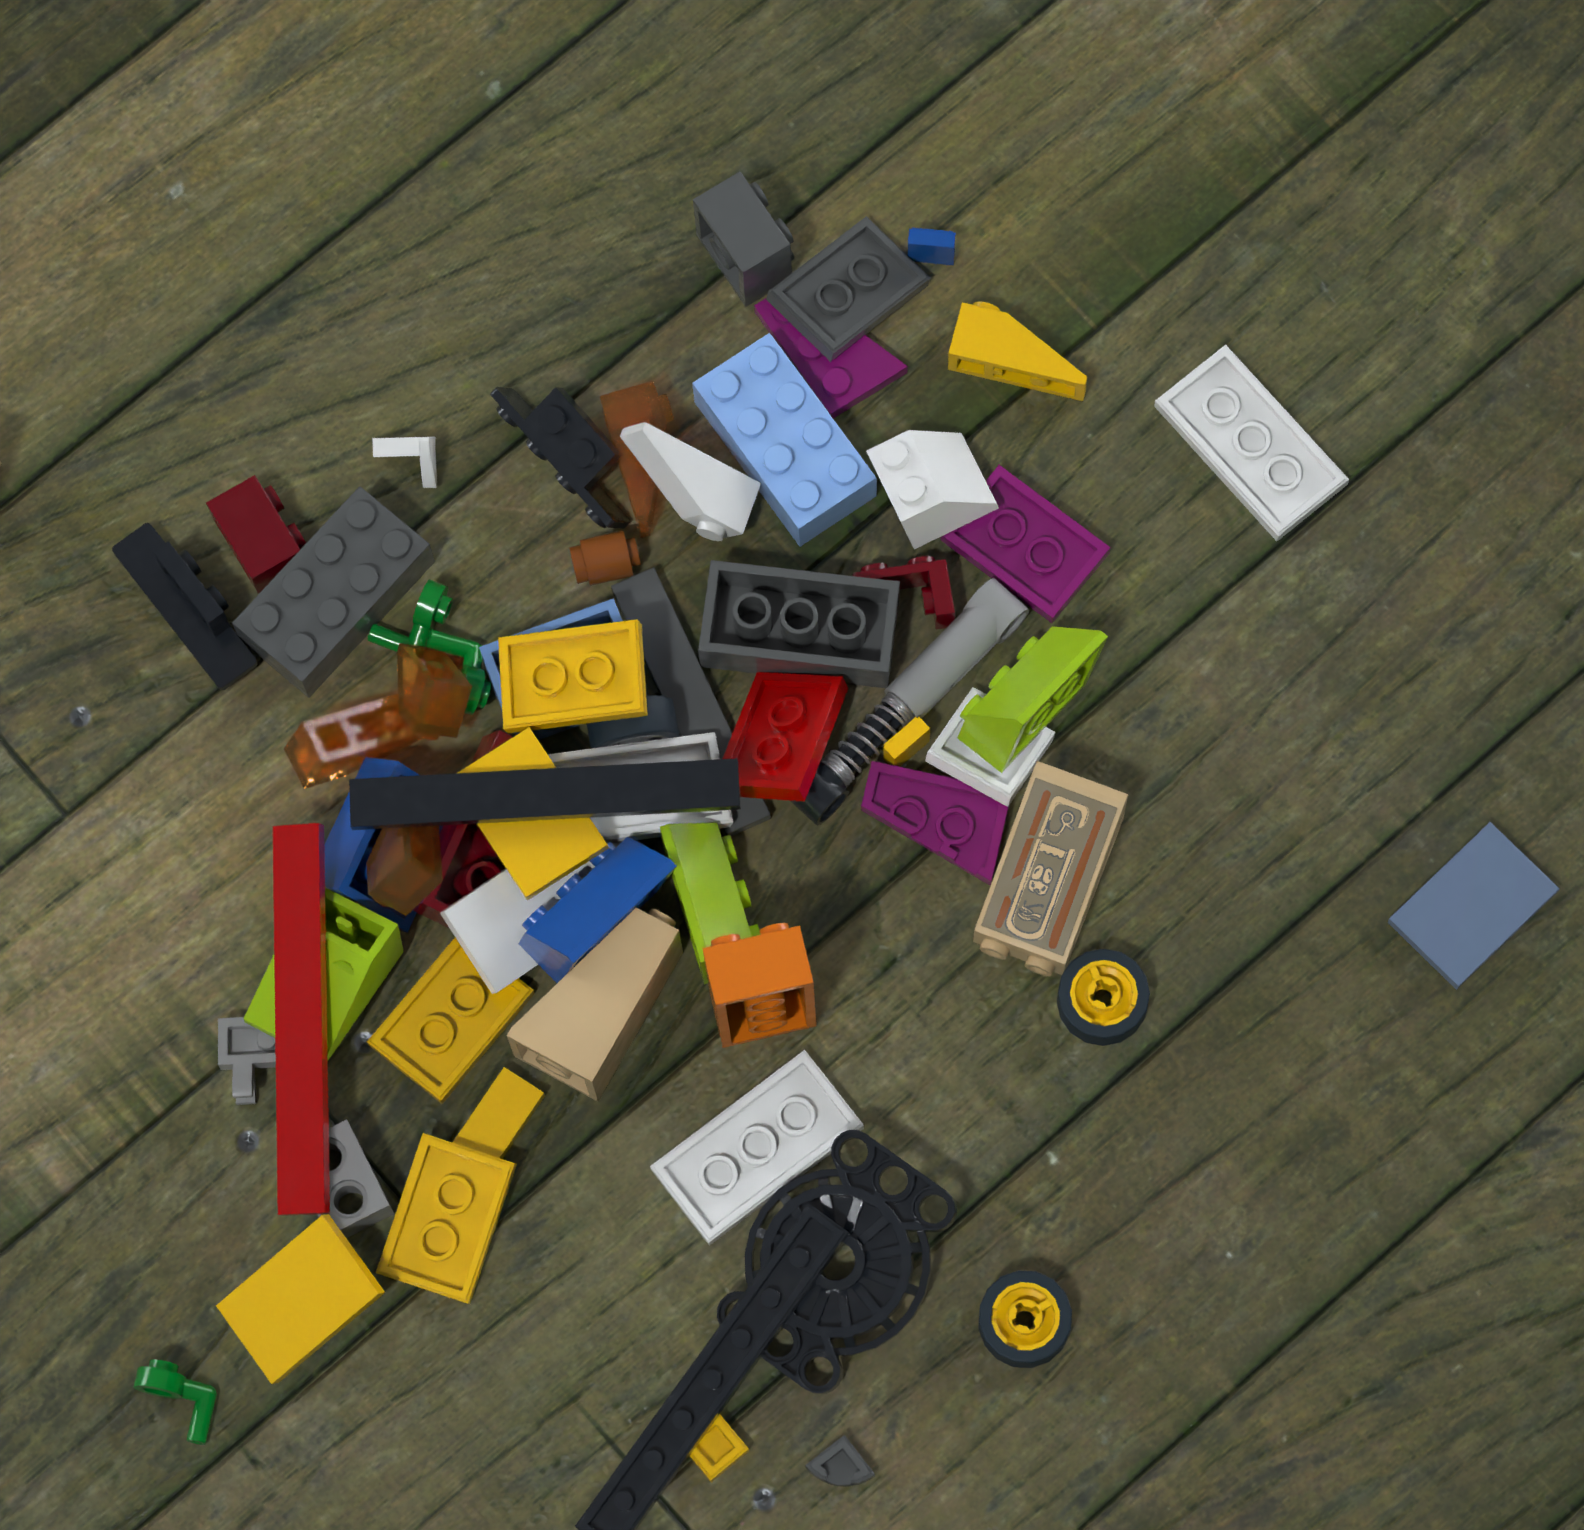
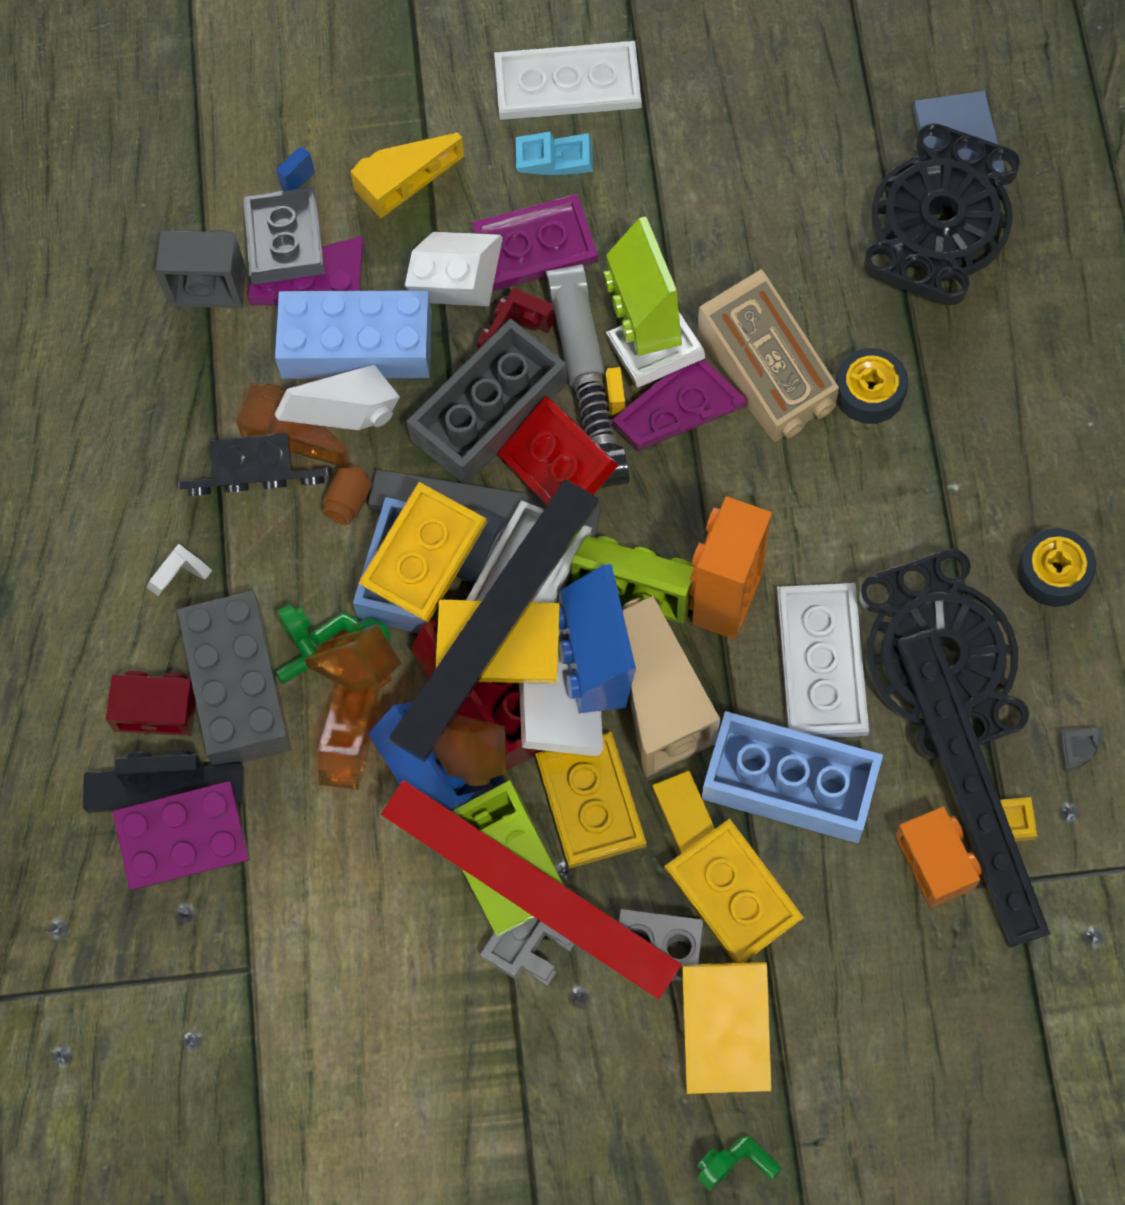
camera: 55 degrees left, 5 degrees down
(147, 657) = (181, 835): none -> magenta plate
(598, 1195) = (792, 777): none -> light blue brick
(618, 1395) = (938, 856): none -> orange brick
(1147, 491) = (551, 156): none -> medium azure slope
(1387, 908) = (924, 187): none -> black piece

